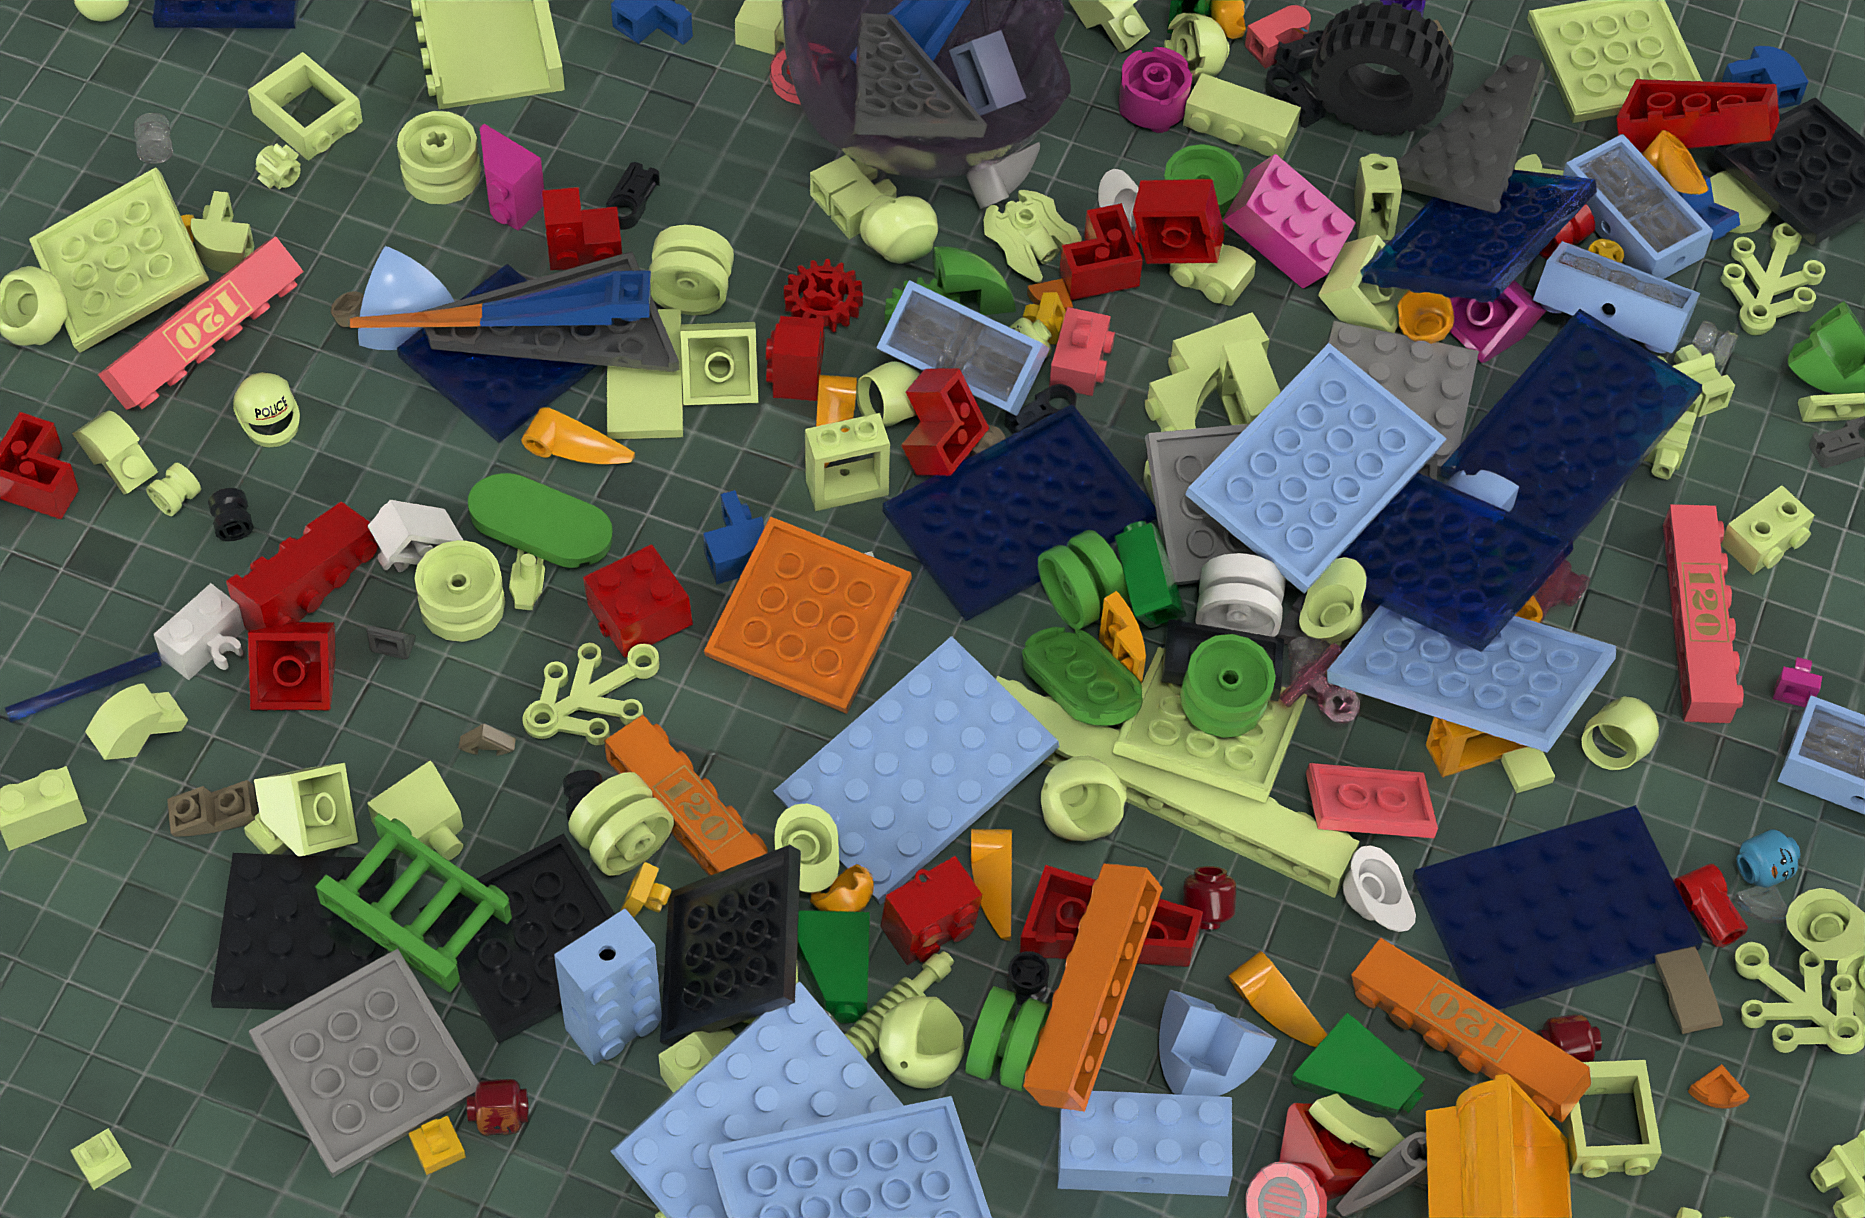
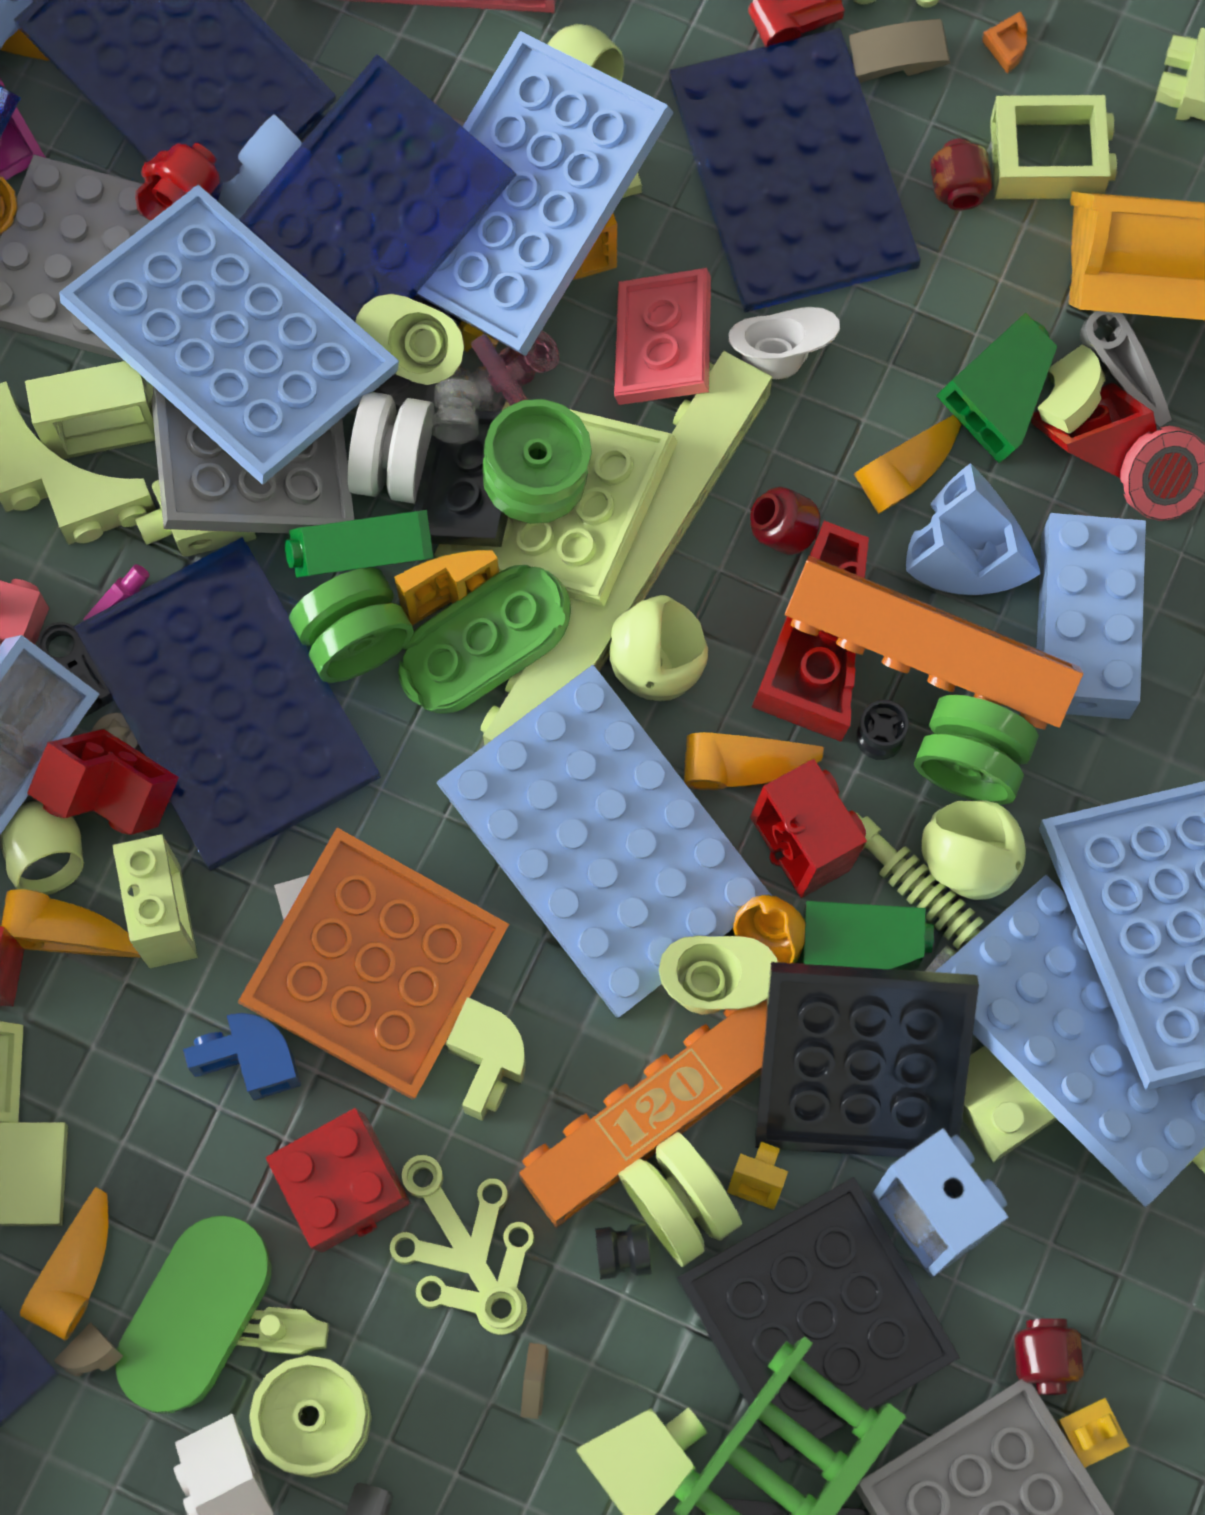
camera: 85 degrees left, 15 degrees up
(513, 457) = (88, 1352): none -> dark tan tile
(740, 706) = (493, 1044): none -> yellowish green brick
(1108, 436) = (121, 589): none -> dark pink bar
(1278, 638) = (456, 416): none -> clear wheel
(1463, 435) = (173, 175): none -> red head
(1469, 1028) = (963, 261): orange brick -> none

